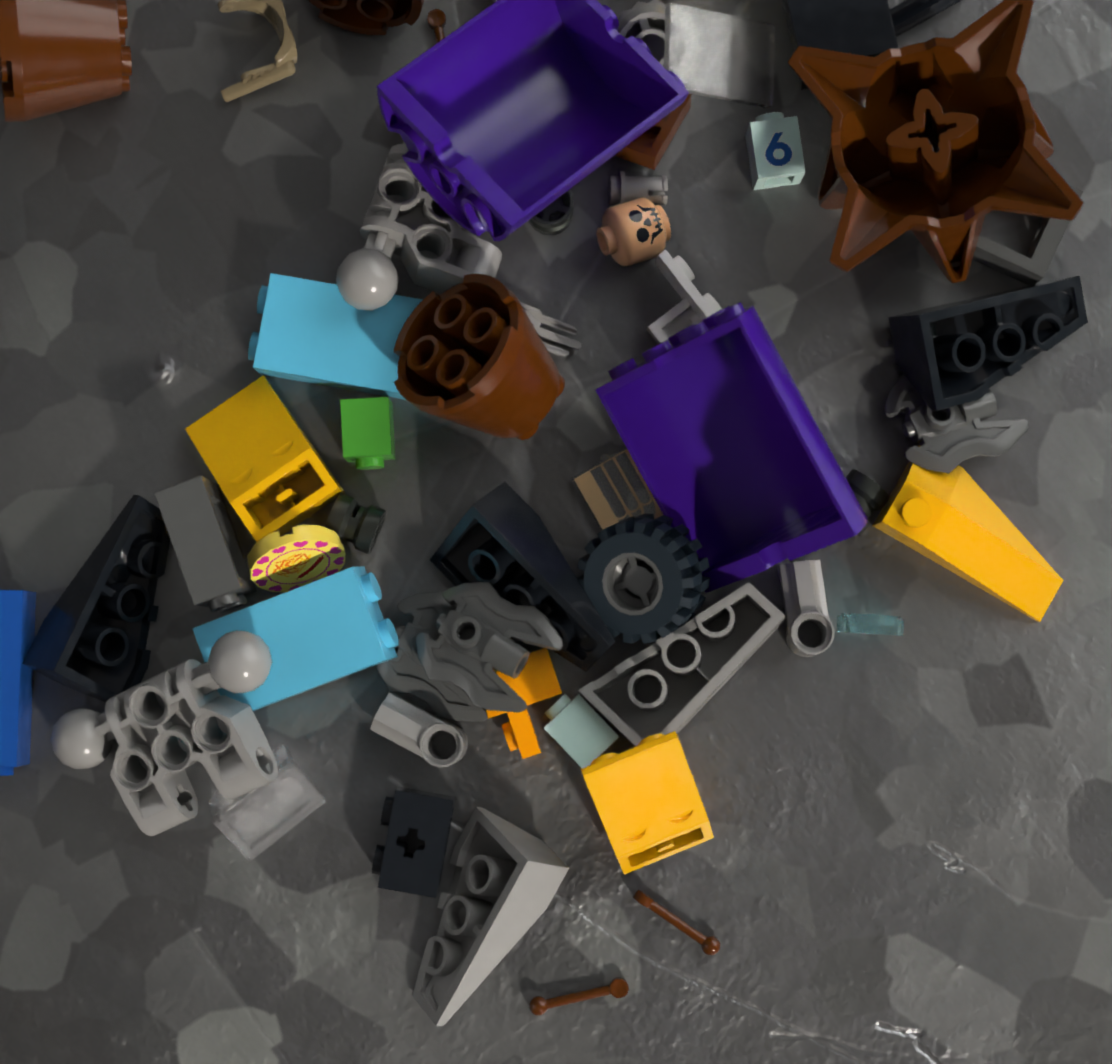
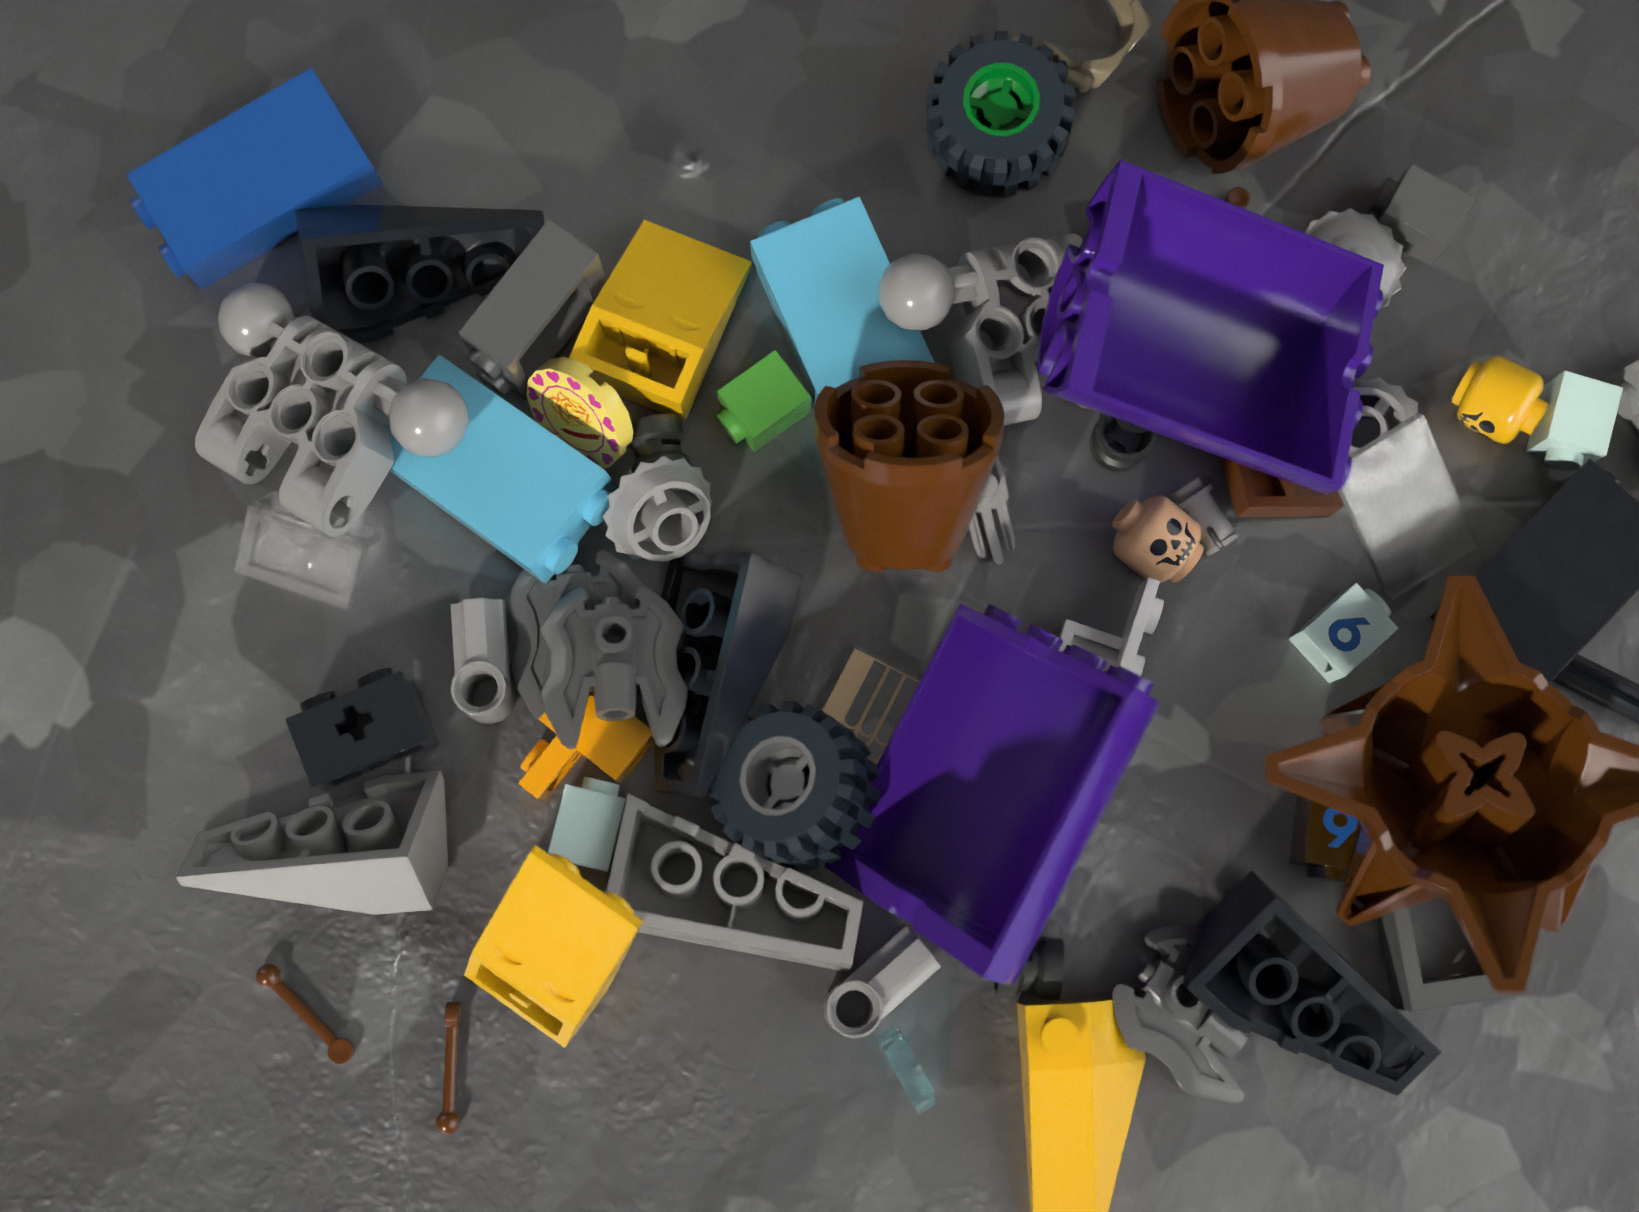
camera: 55 degrees right, 5 degrees down
(273, 139) = (999, 113): none -> black wheel
(399, 548) = (659, 510): none -> light grey piece
(901, 260) = (1323, 840): none -> dark brown brick

